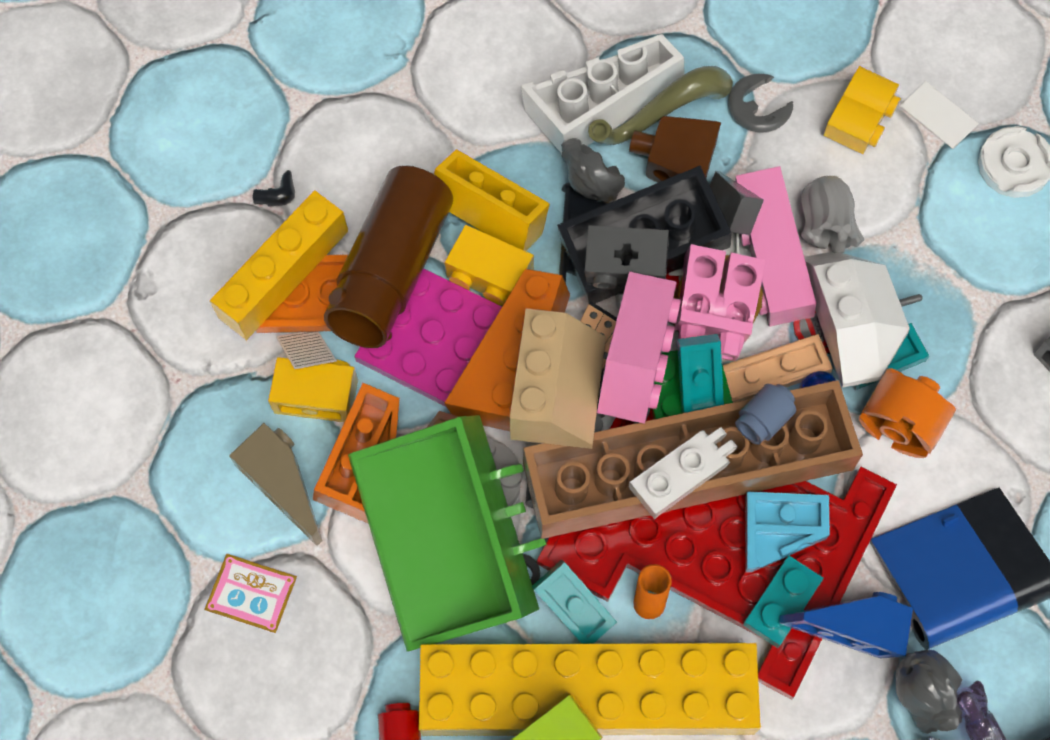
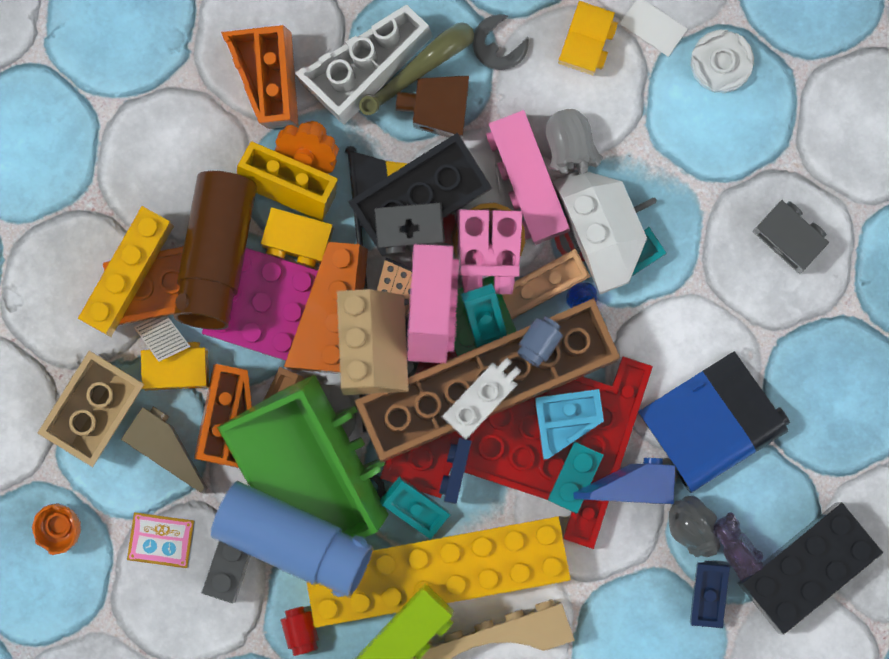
camera: 15 degrees left, 15 degrees up
(126, 551) = (56, 528): none -> orange hair
(200, 412) = (90, 408): none -> tan slope
(279, 196) = (107, 201): black animal -> none
(326, 636) = (226, 573): none -> dark grey brick
(411, 604) = (291, 539): none -> medium blue piece
(490, 84) = (267, 71): none -> orange wedge
(522, 163) = (308, 145): none -> orange plant
(589, 174) = (366, 141): dark grey hair -> none
(639, 547) = (451, 484): none -> dark blue plate
(654, 579) = (473, 479): orange piece -> none
(736, 203) = (489, 151): dark grey slope -> none
(907, 413) = (653, 308): orange brick -> none

